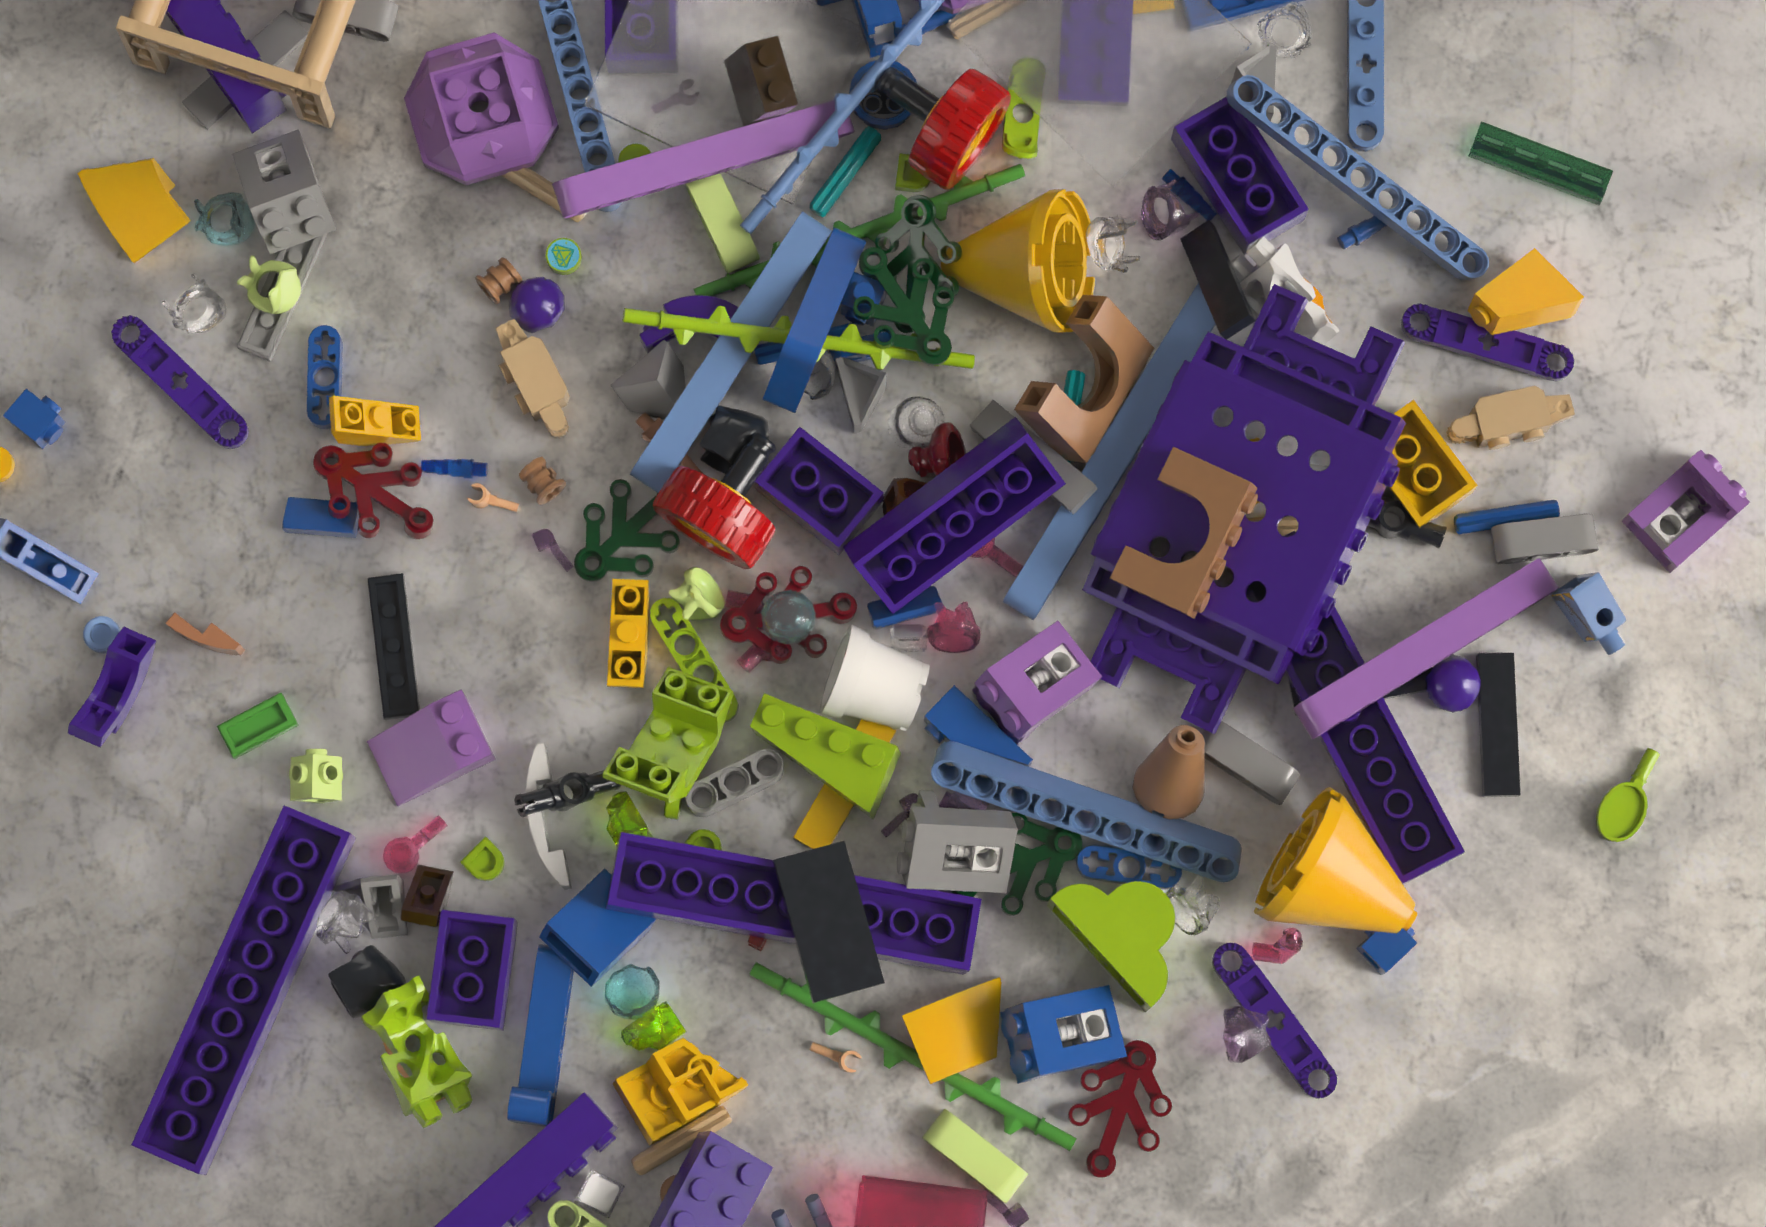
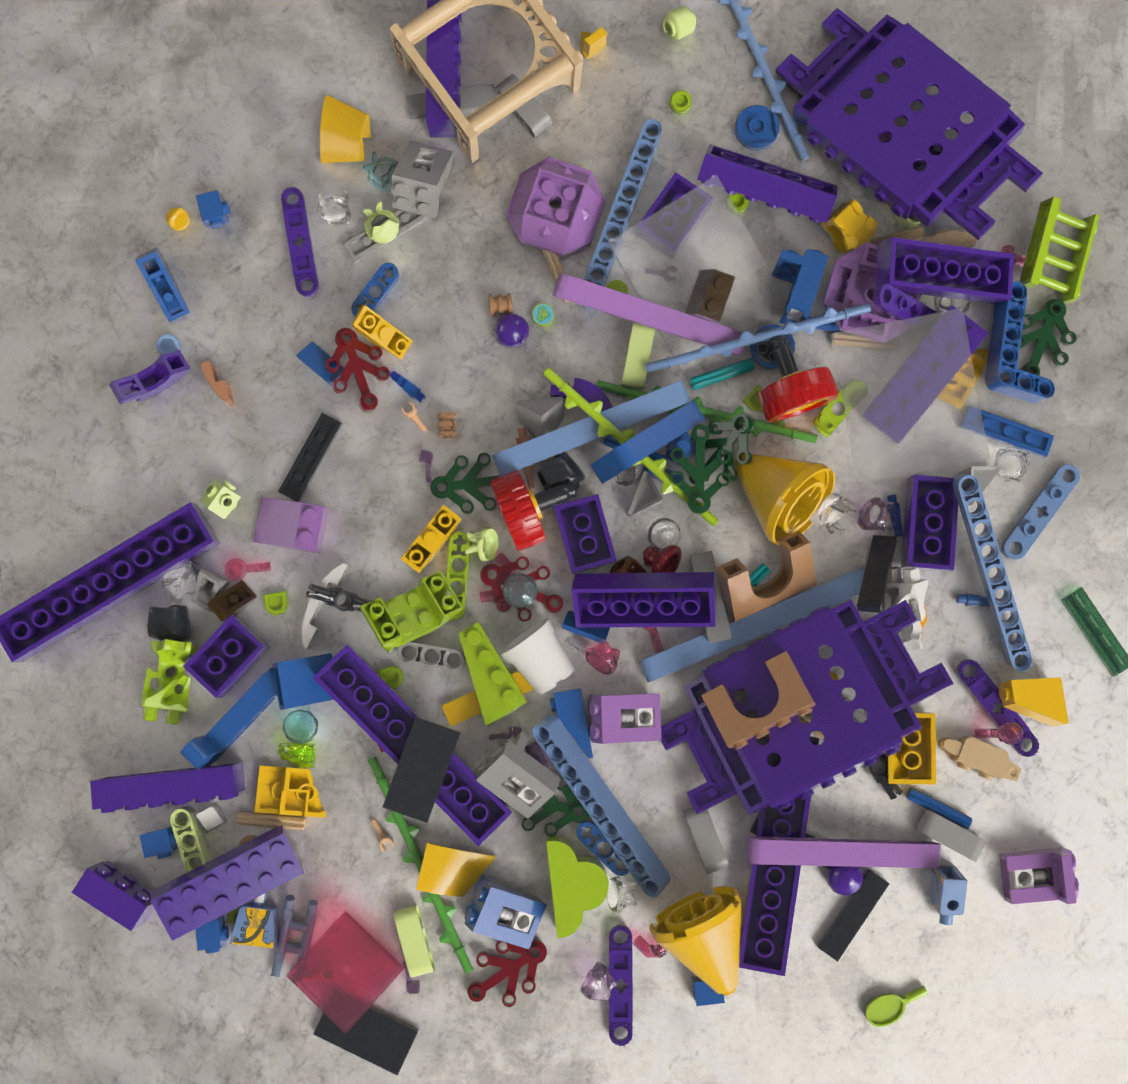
camera: 40 degrees right, 5 degrees up
(257, 725) = (212, 449): bright green tile -> none
(535, 376) = (482, 368): tan hinge -> none
(625, 817) = (361, 637): clear neon green rock -> none
(1173, 774) = (659, 820): medium nougat cone -> none
(1521, 361) = (1009, 733): none -> clear pink plate

